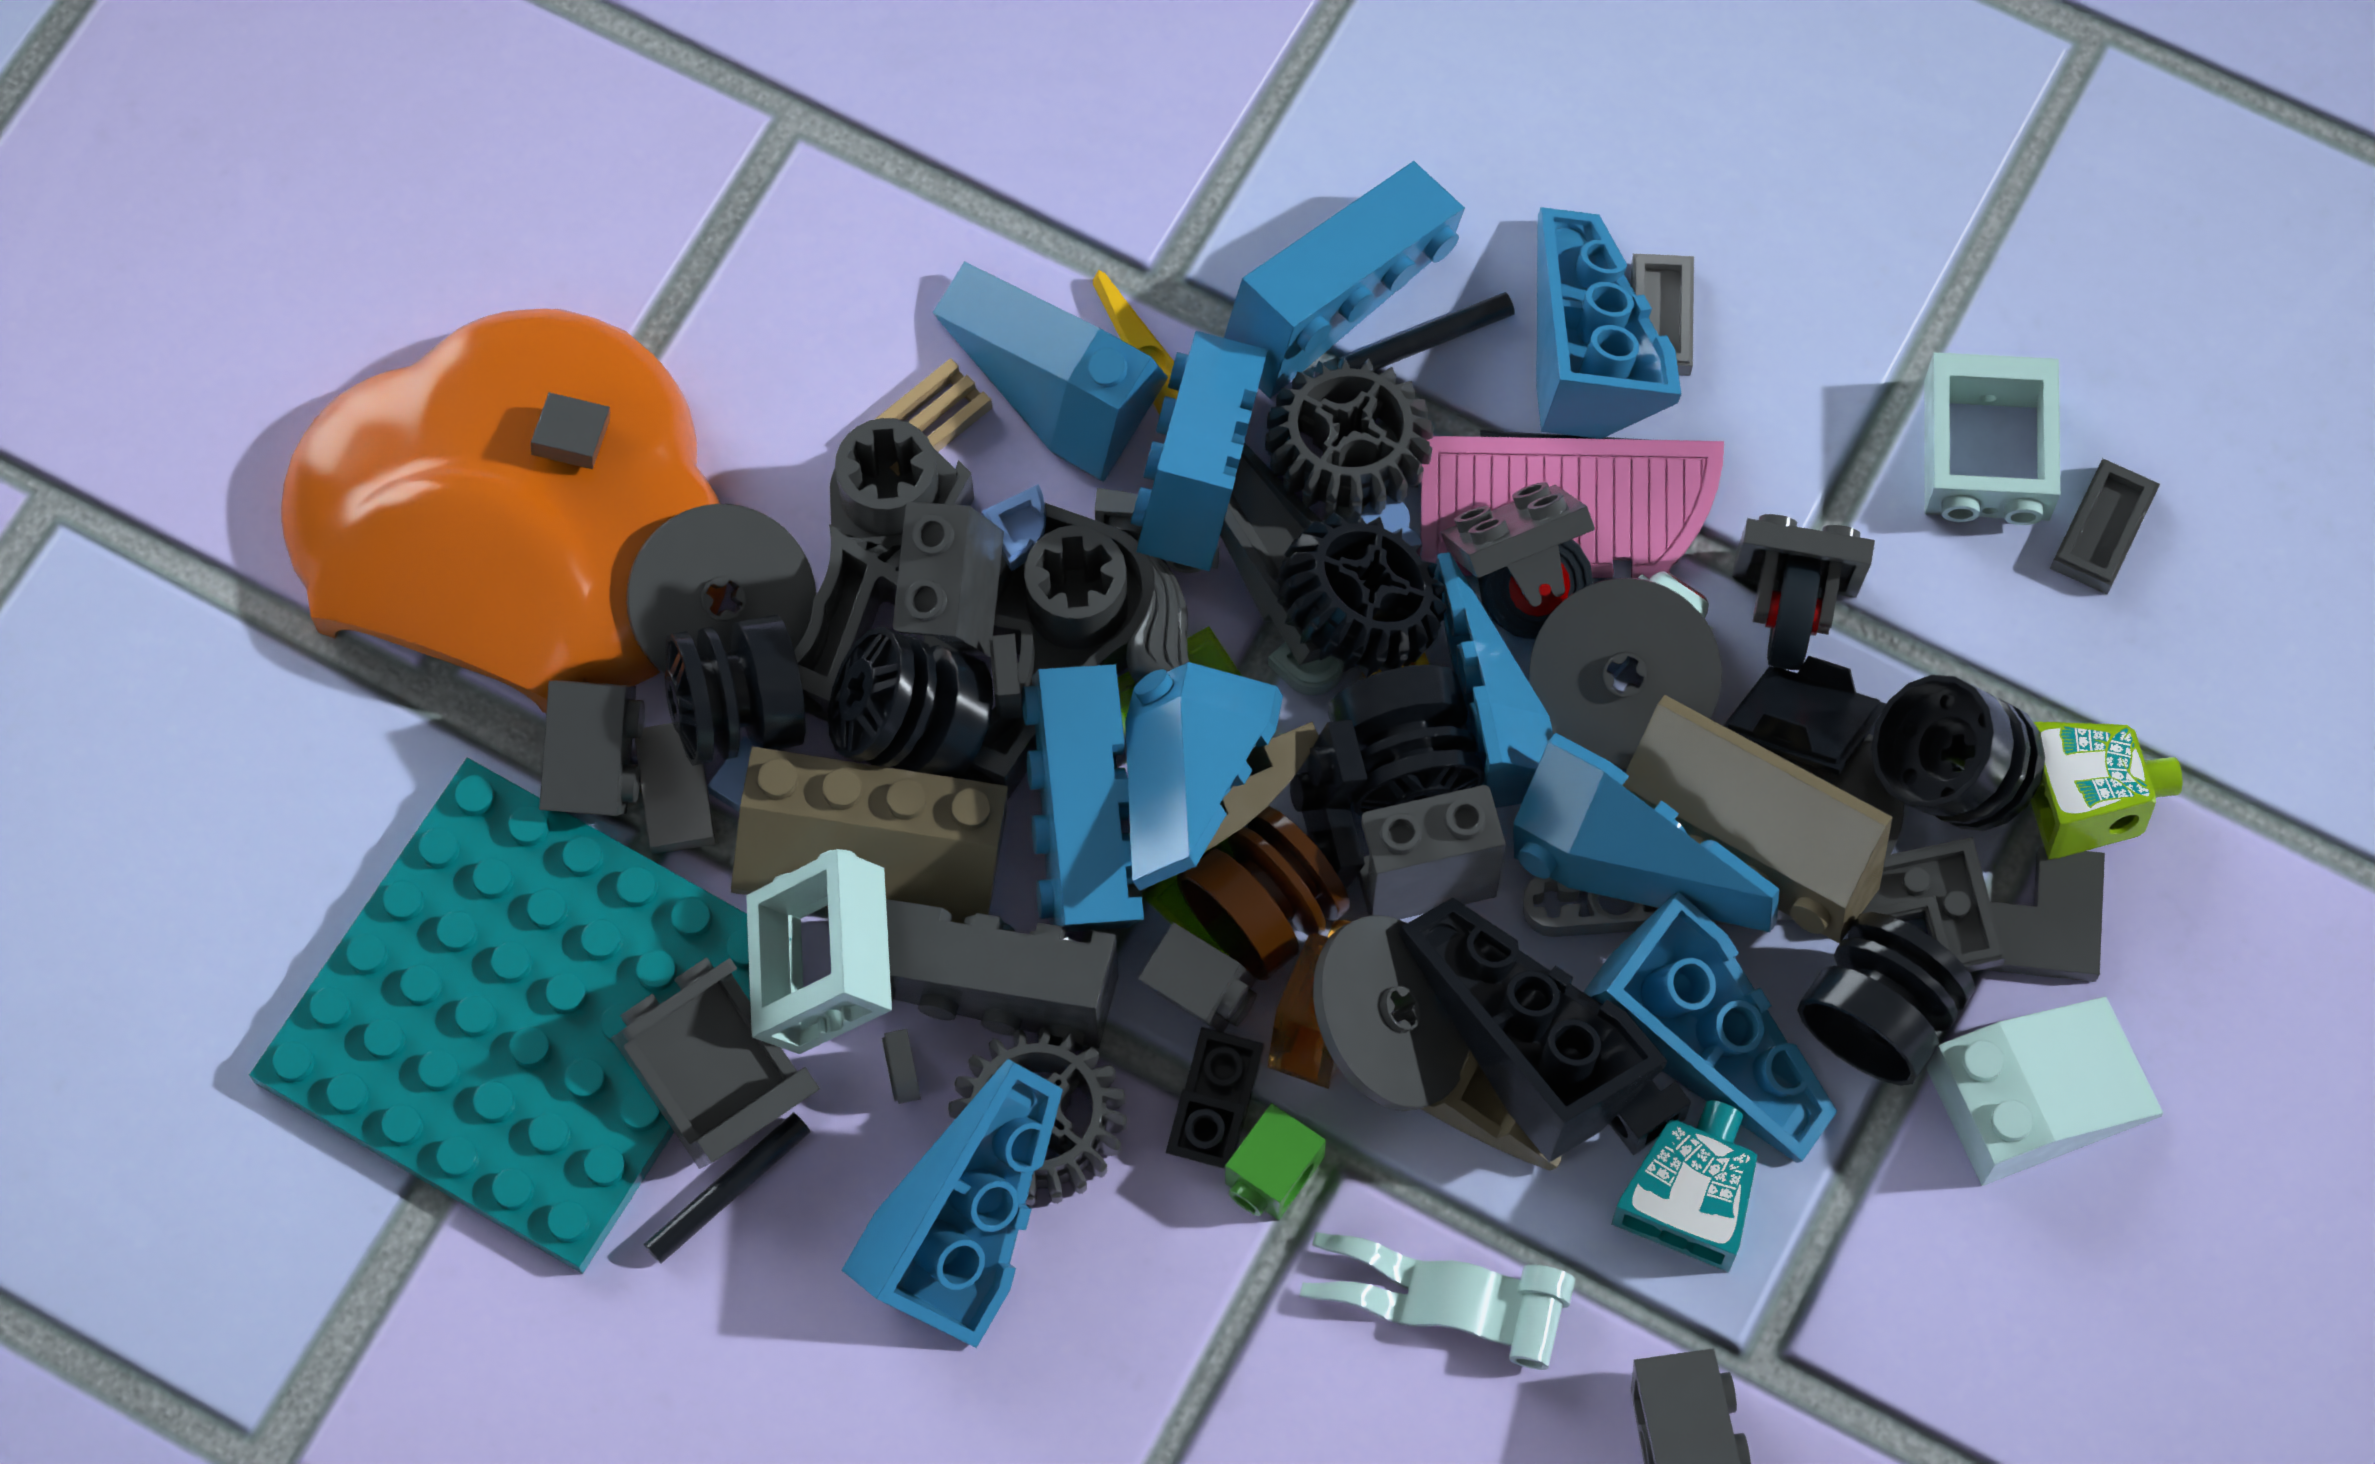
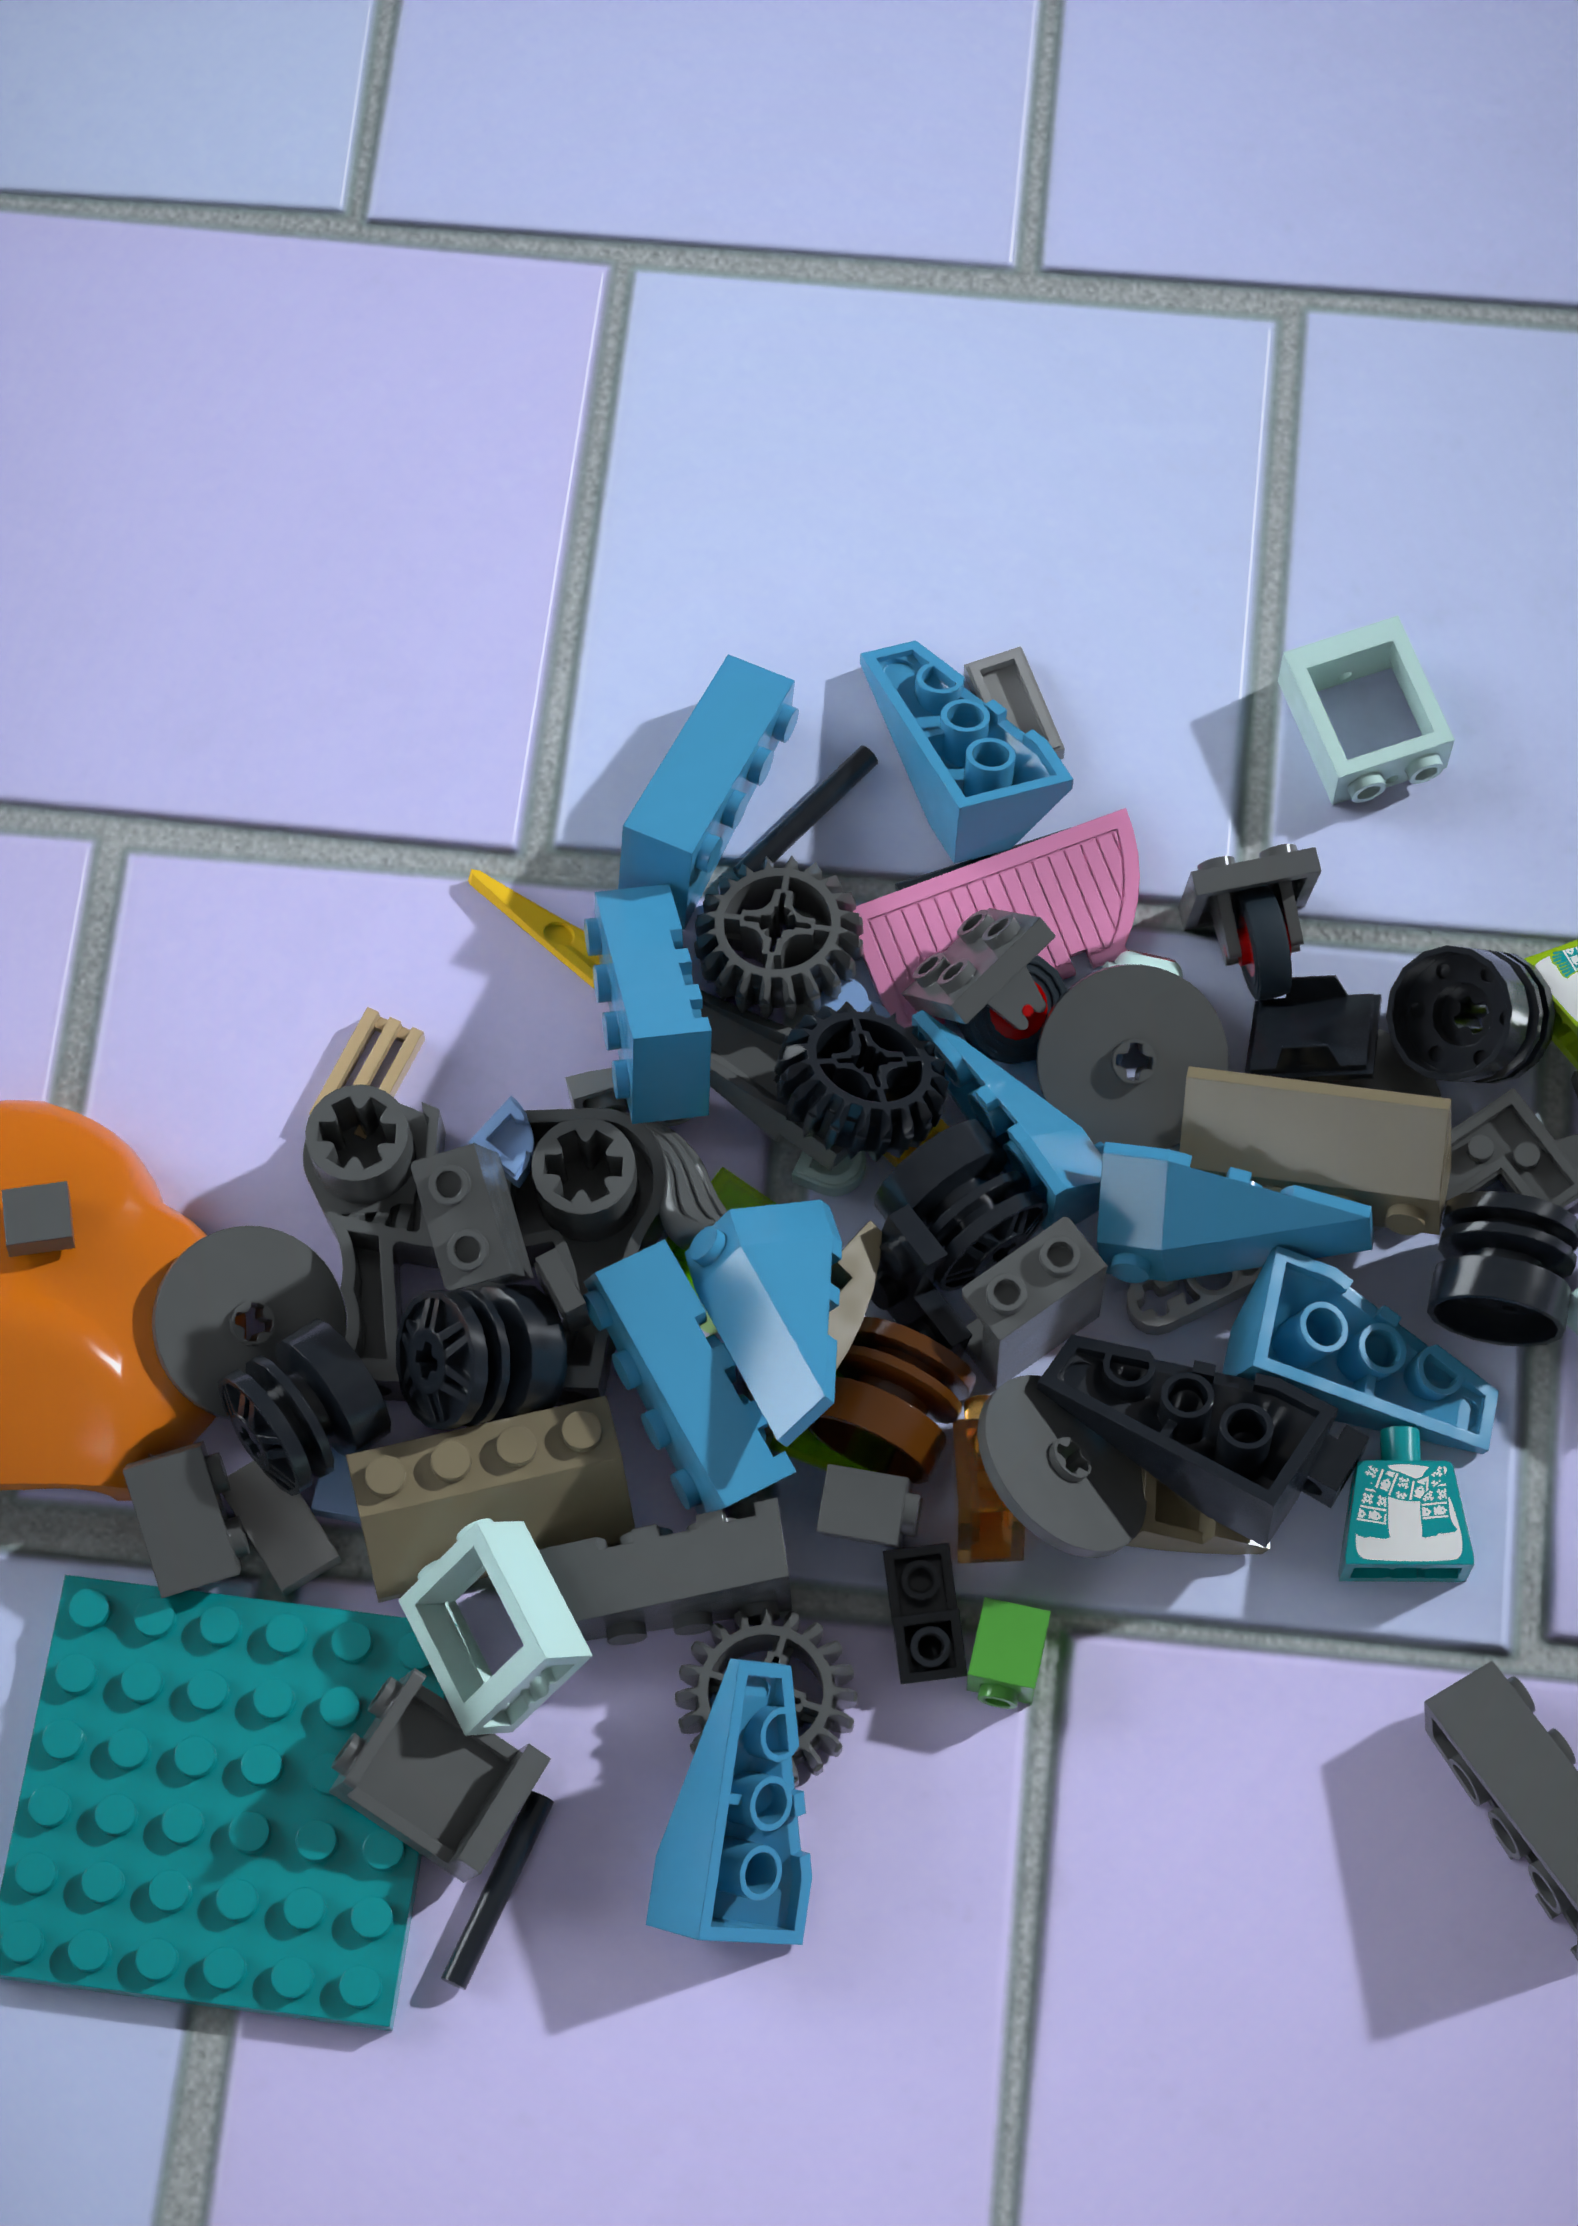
camera: 20 degrees left, 0 degrees up
(901, 1066) = (616, 1705): dark grey tile -> none
(1056, 370) = (477, 980): dark azure wedge -> none
(1456, 1296) = (1229, 1709): light aqua flag -> none
(2104, 526) = (1500, 753): dark grey tile -> none

